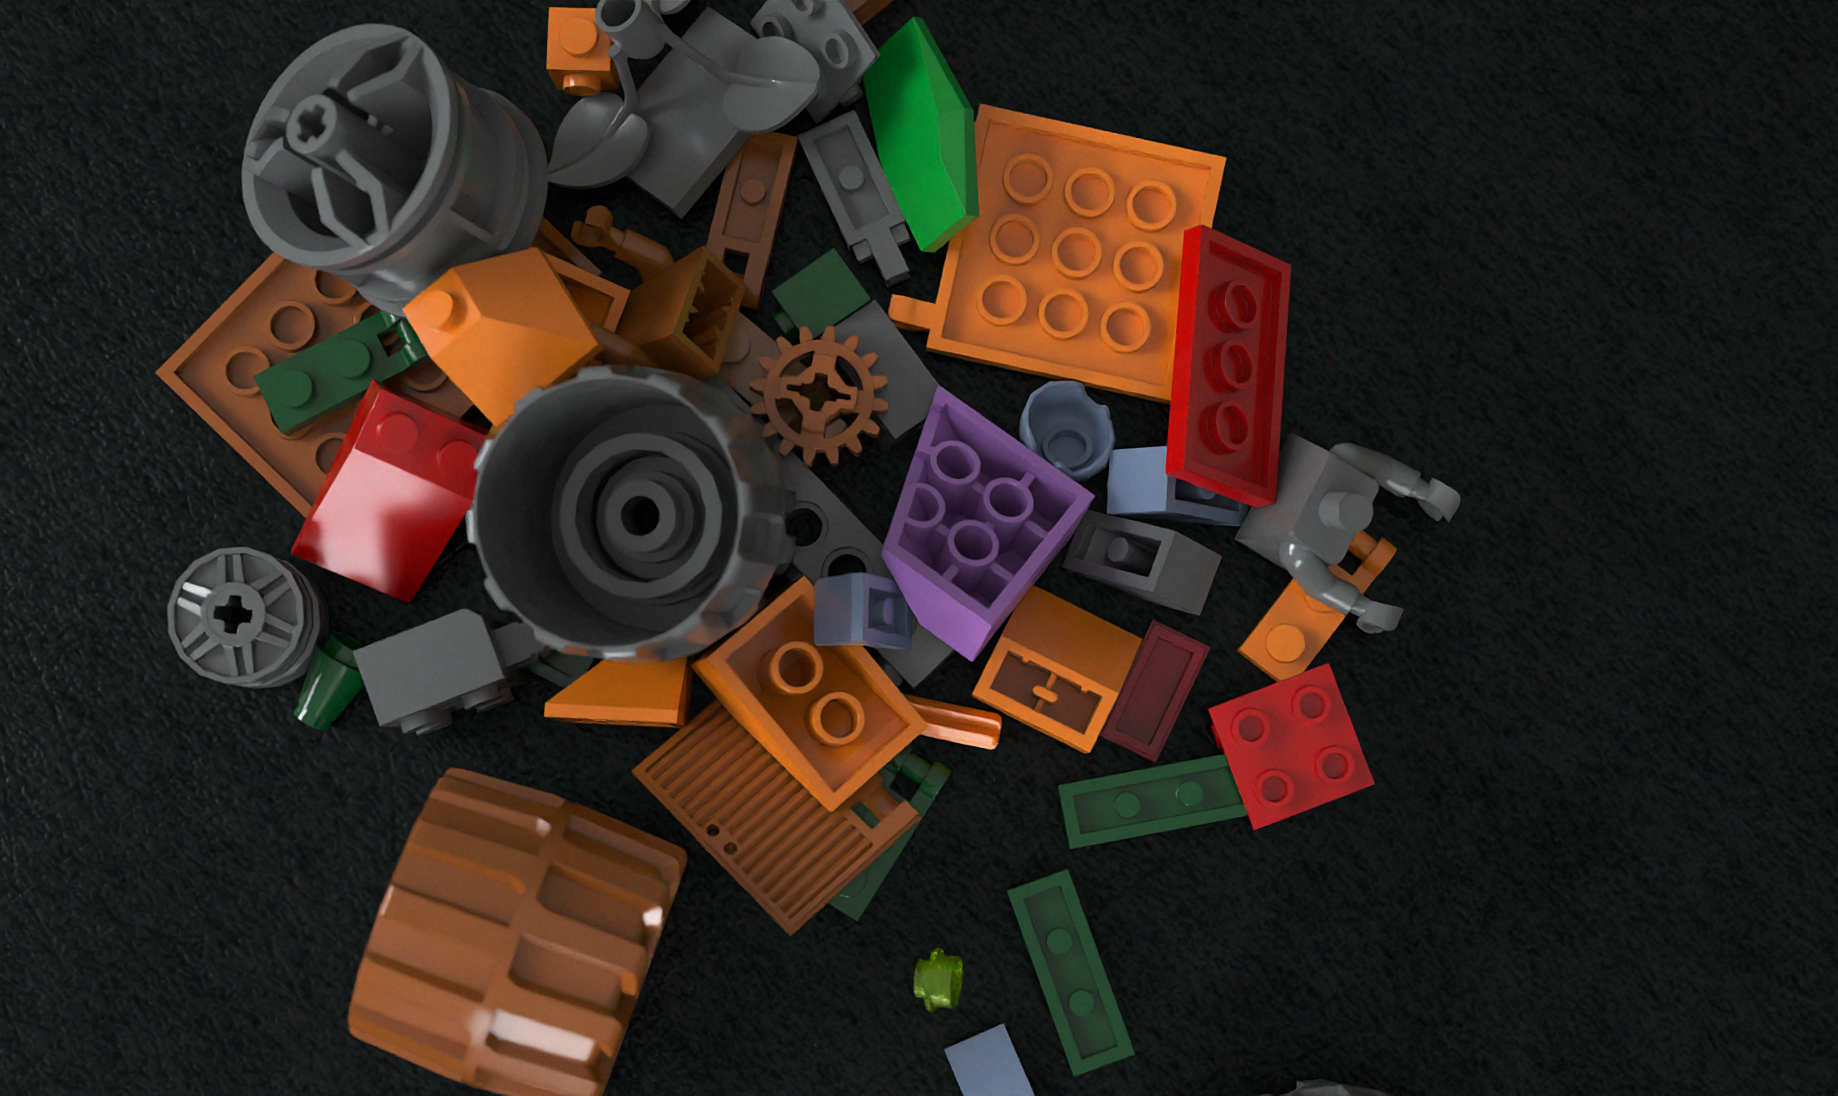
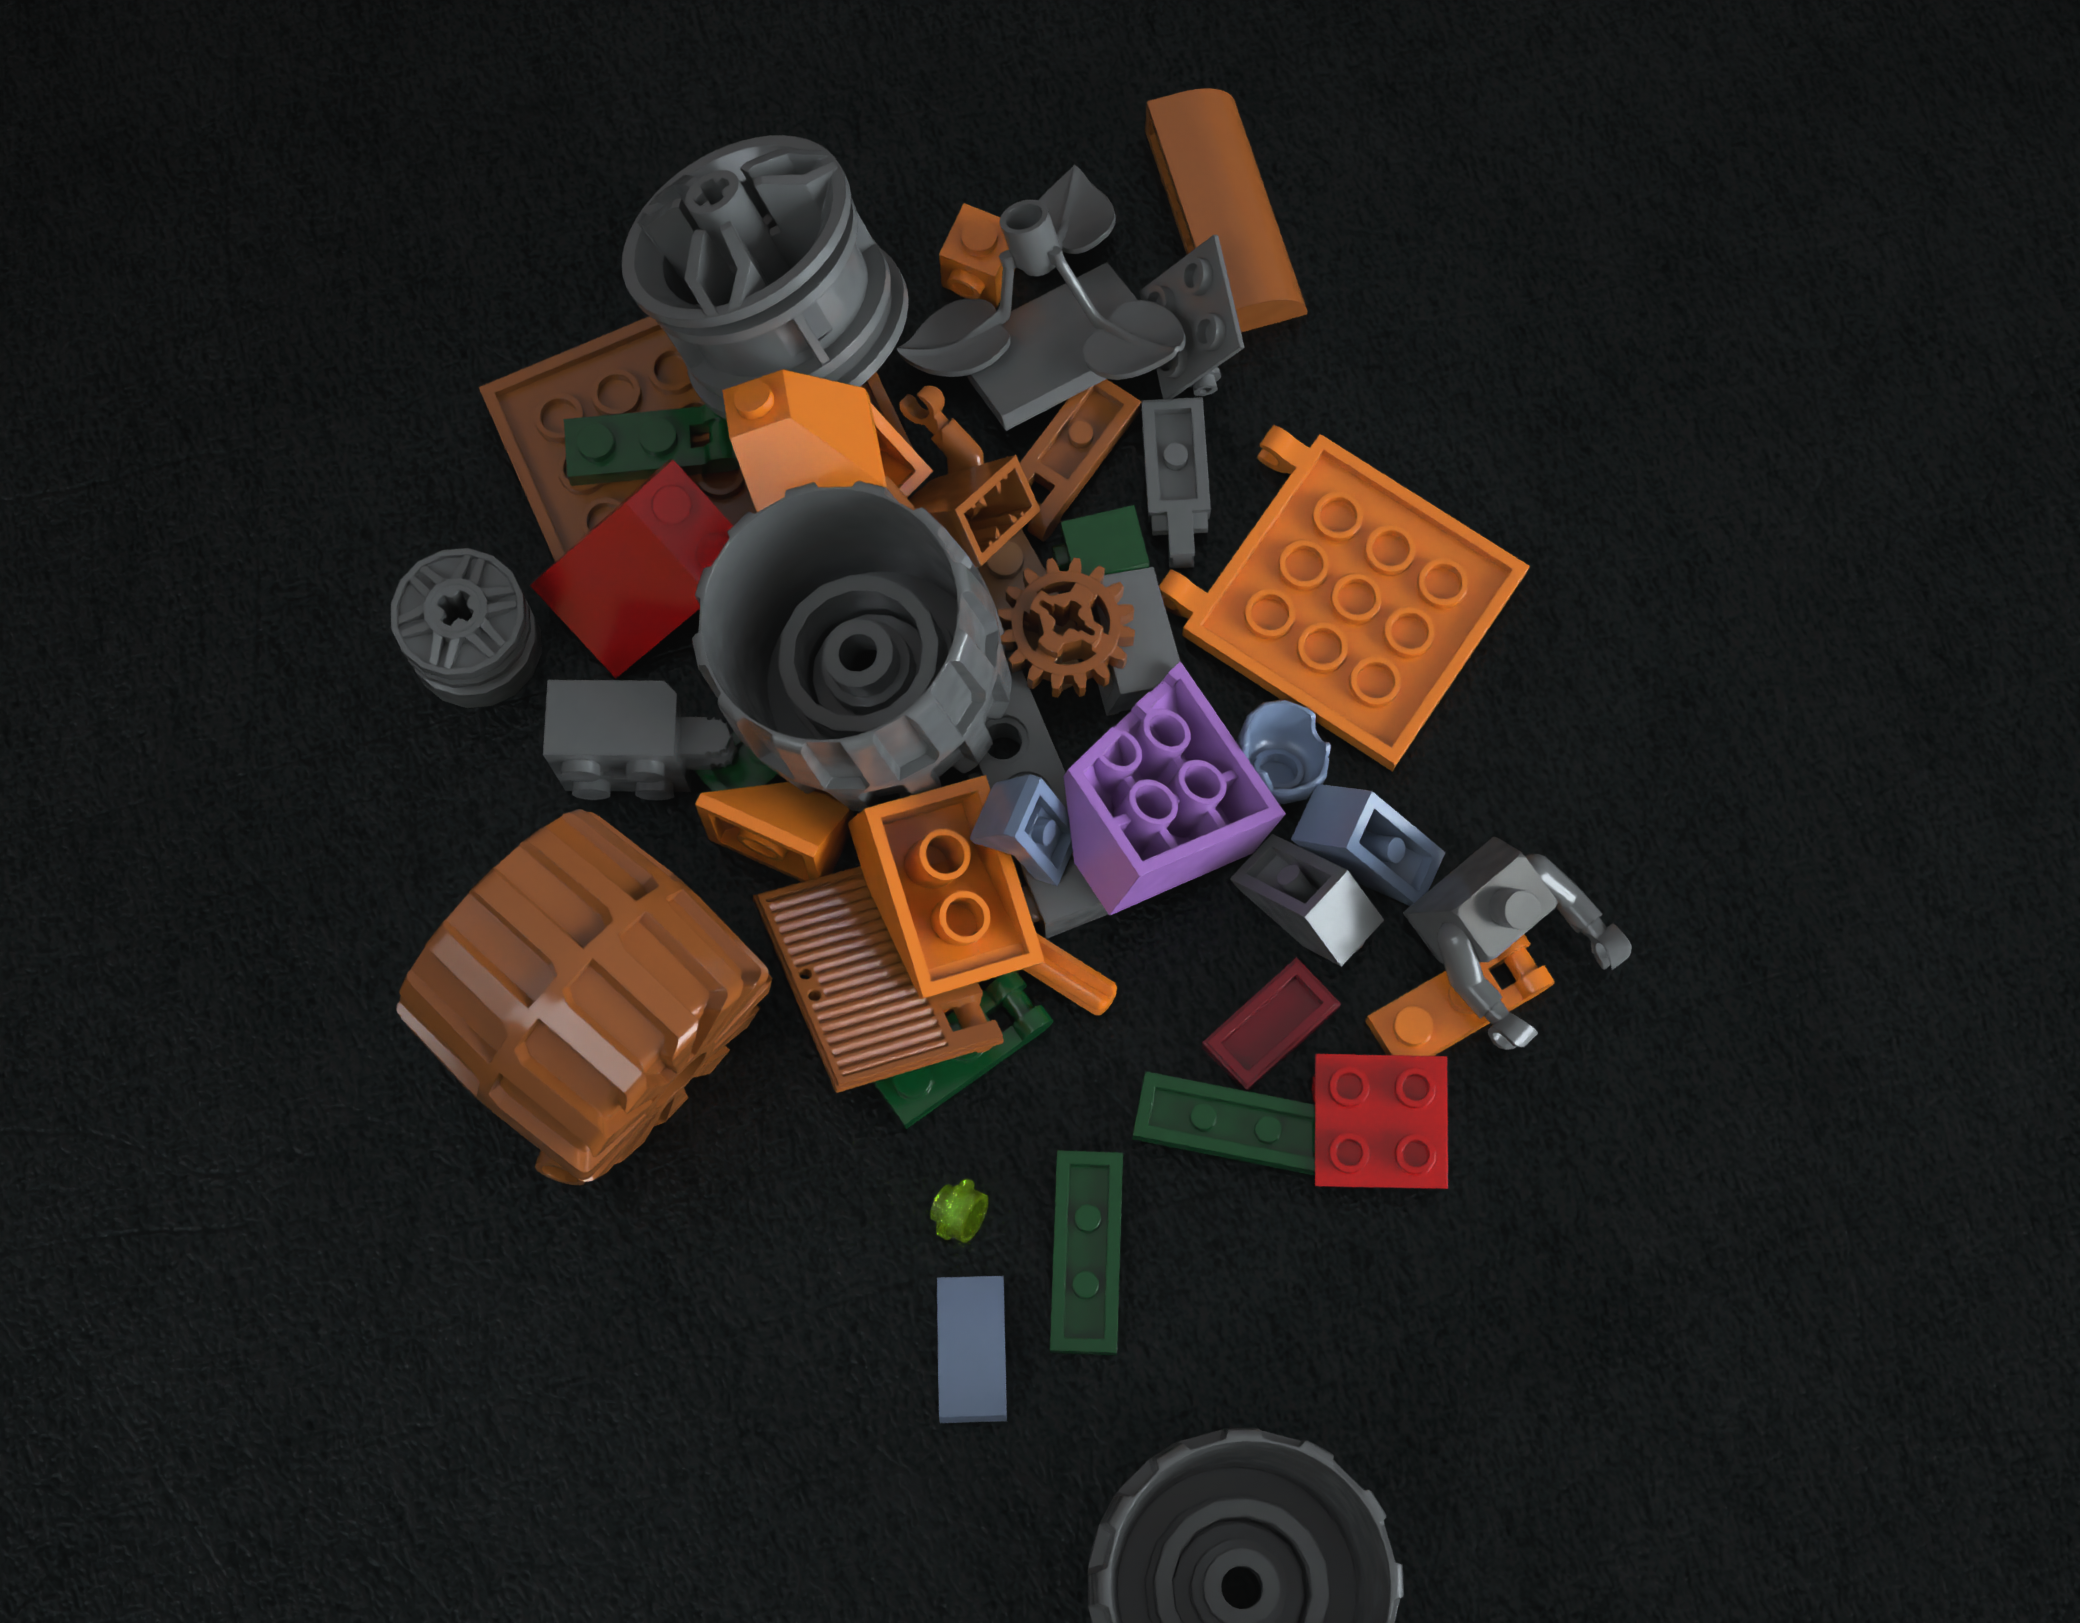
camera: 20 degrees right, 10 degrees down
(330, 681) = (513, 718): dark green cone -> none
(923, 135) = (1256, 439): green piece -> none
(1057, 669) = (1184, 964): orange slope -> none
(1228, 368) = (1456, 748): red plate -> none

